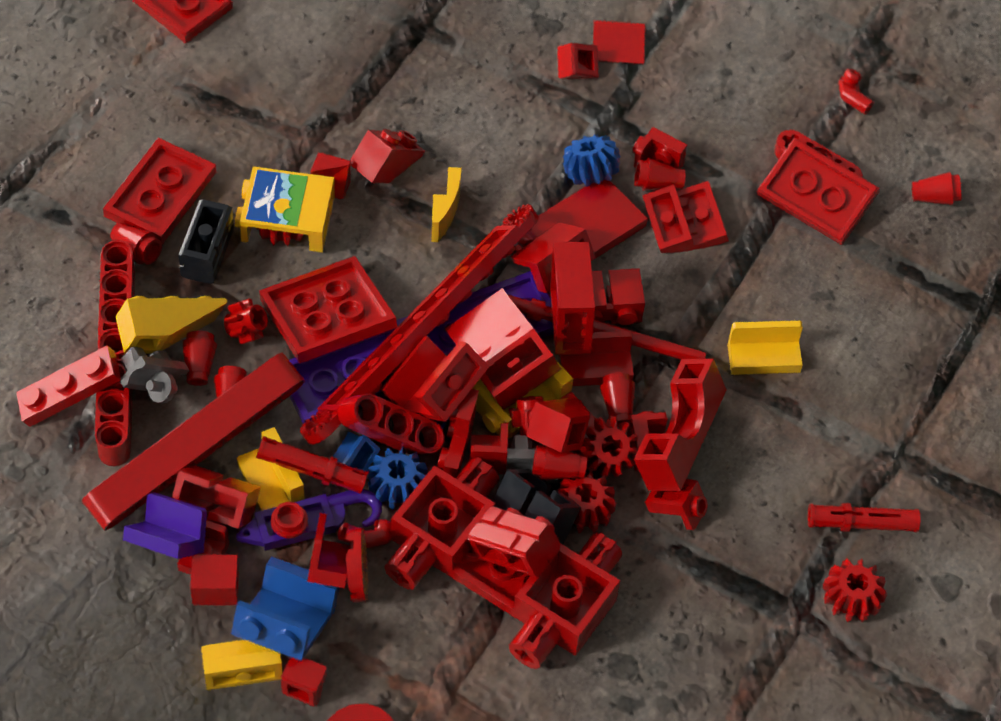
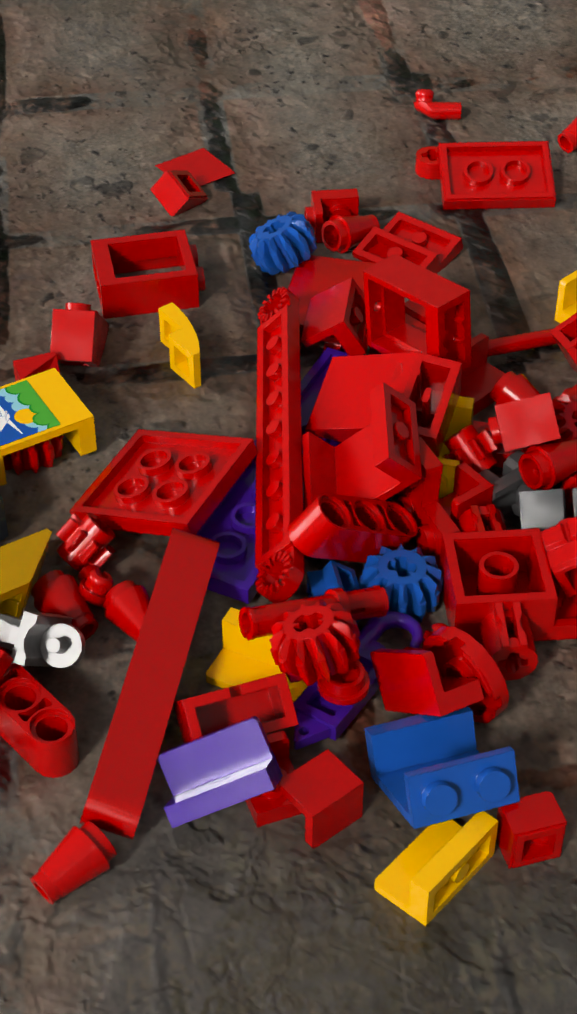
camera: 35 degrees left, 15 degrees down
(62, 523) = (74, 862): none -> red cone
(224, 355) = (94, 584): none -> red arm
(281, 487) = (315, 642): none -> red gear
(469, 146) = (151, 291): none -> red window

